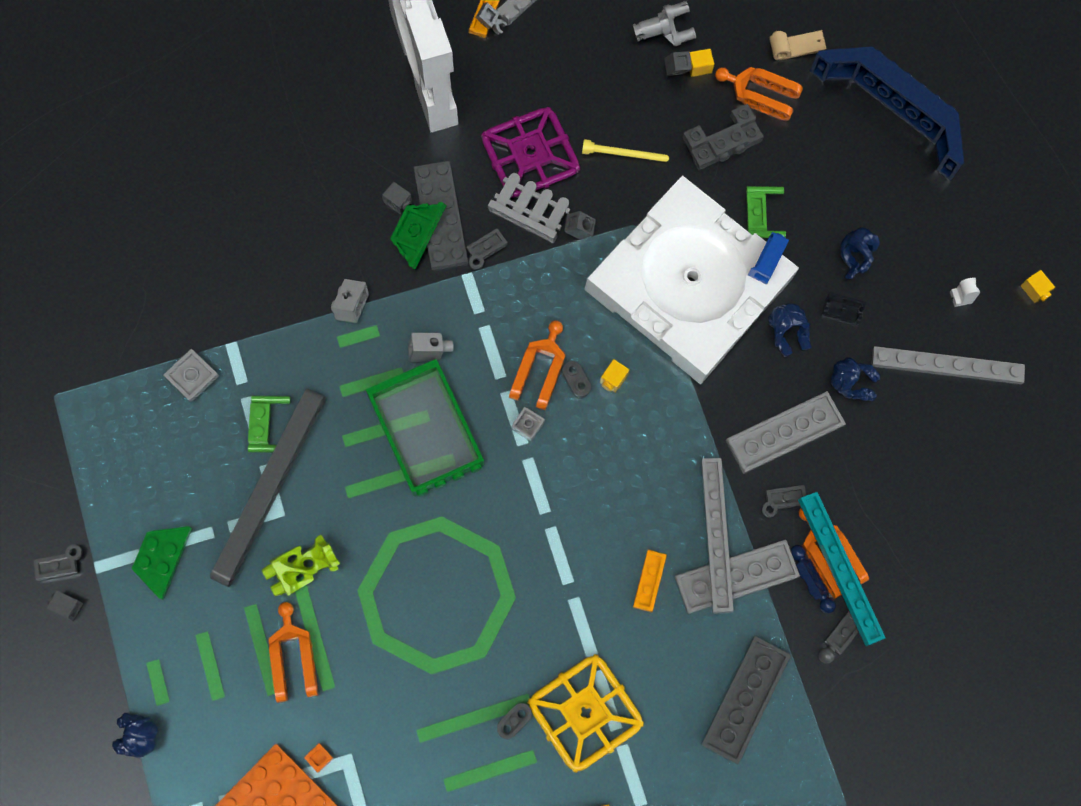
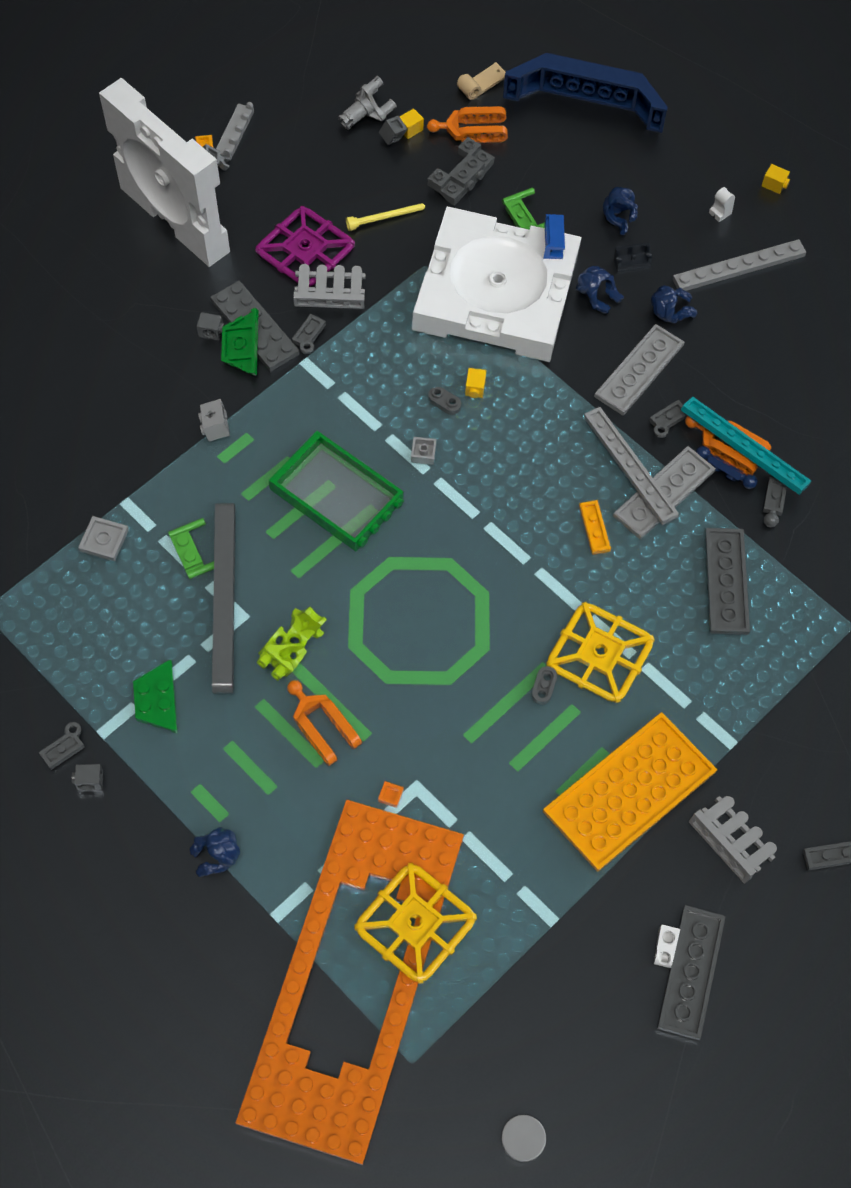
camera: 25 degrees left, 10 degrees down
(427, 347) = (302, 425): light grey torso -> none
(546, 347) = (409, 385): orange piece -> none
(580, 225) = (380, 282): dark grey brick -> none

